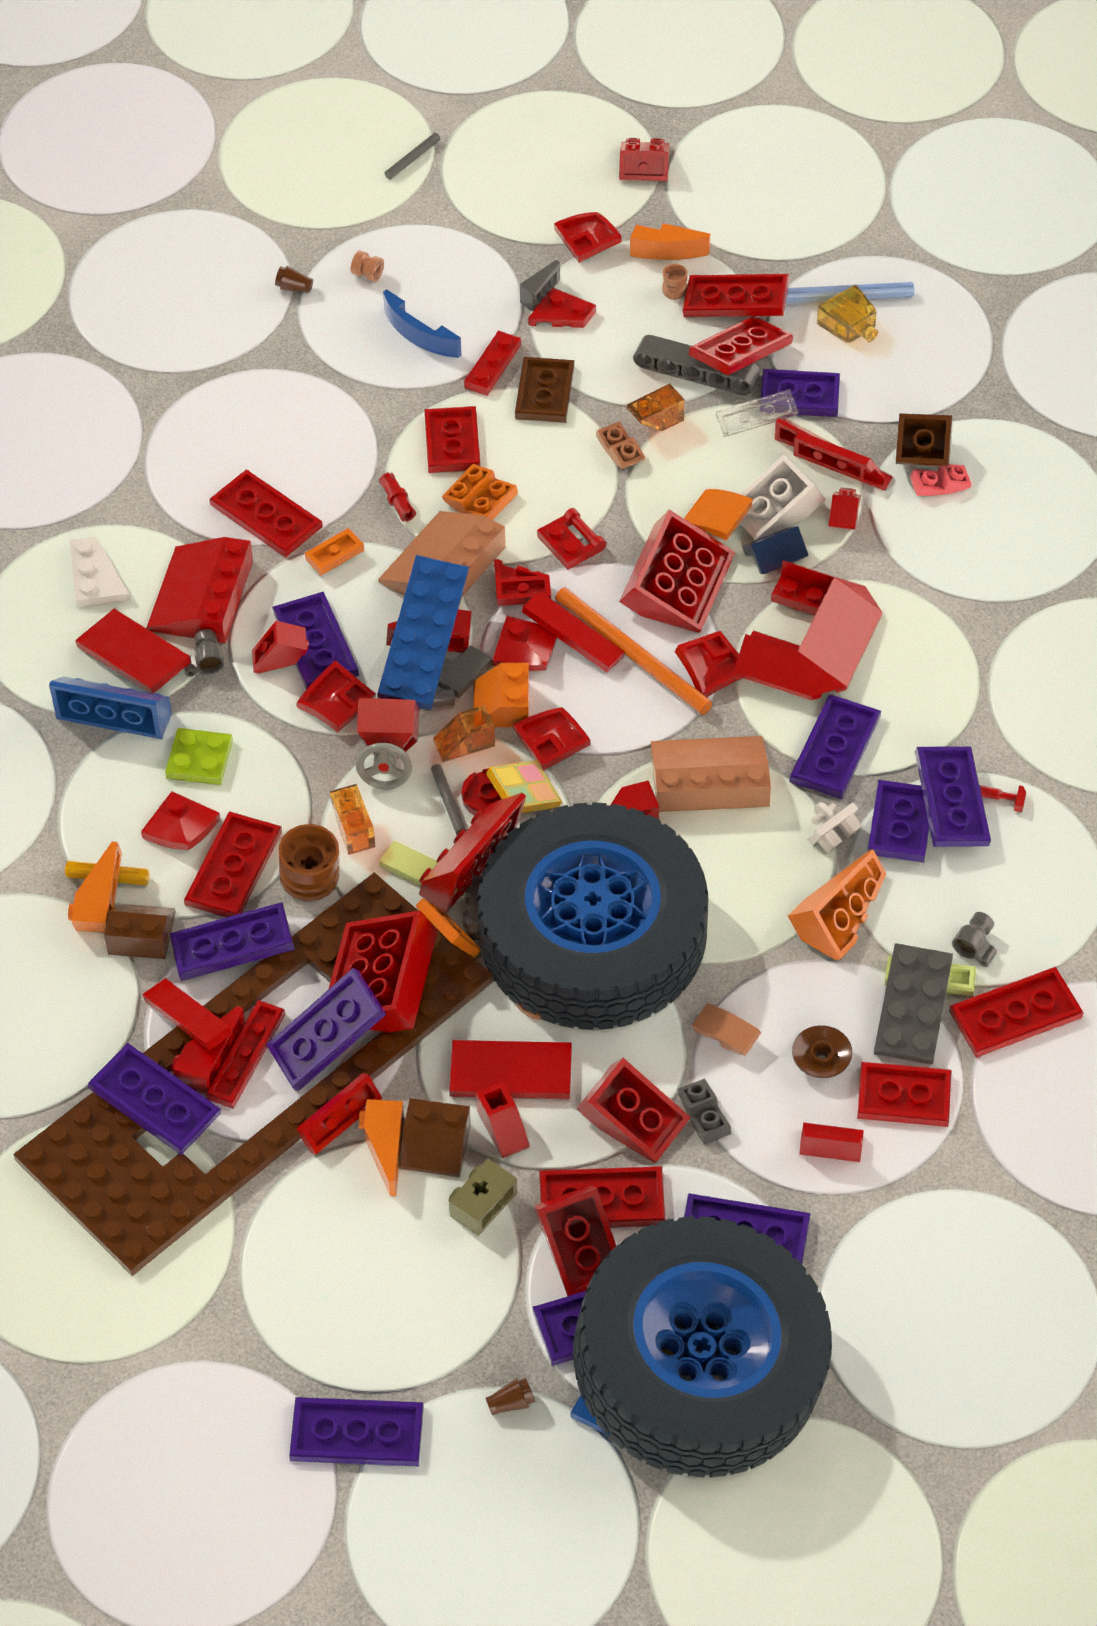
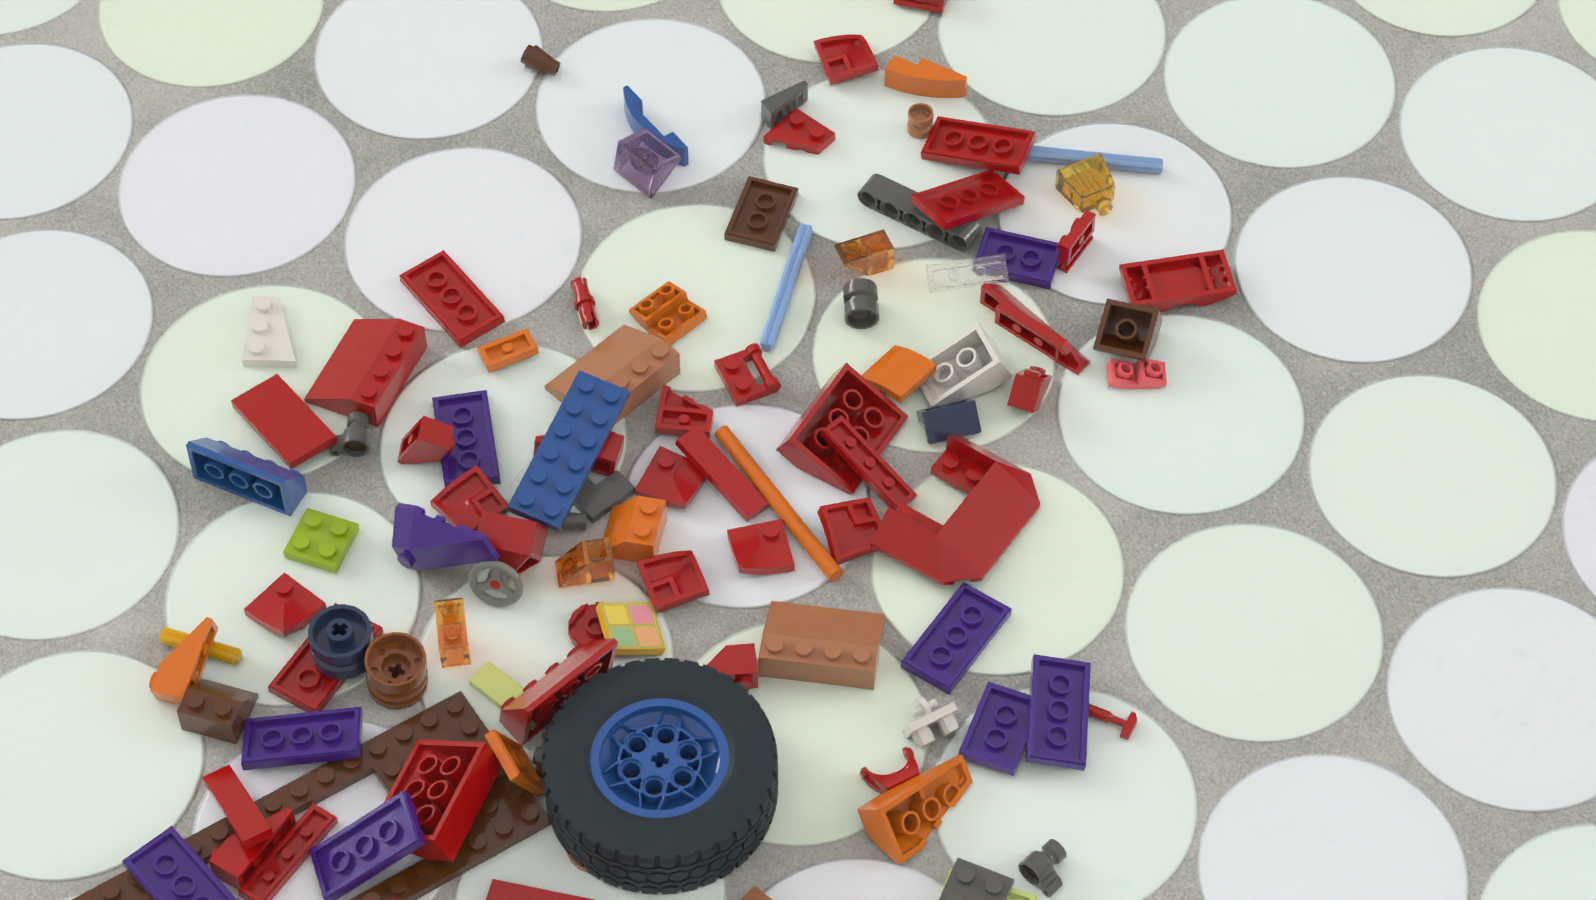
camera: 10 degrees right, 0 degrees up
(248, 844) = (340, 640): none -> dark blue wheel
(315, 737) = (434, 543): none -> dark purple wedge
(368, 266) = (615, 56): nougat wheel -> none
(422, 357) = (645, 161): none -> clear purple slope
(448, 798) = (554, 626): dark grey bar -> none
(451, 439) = (655, 251): red tile -> none
(492, 363) = (716, 177): red plate -> none
(587, 450) = (786, 287): none -> light blue axle
(619, 446) = (821, 285): nougat slope -> none
(628, 694) = (761, 548): none -> red plate
(664, 455) = (861, 303): none -> dark grey wheel
(711, 599) = (867, 463): none -> red tile
(802, 889) = (883, 783): none -> red helmet
(853, 368) = (1076, 241): none -> red plate
(960, 388) = (1179, 280): none -> red slope

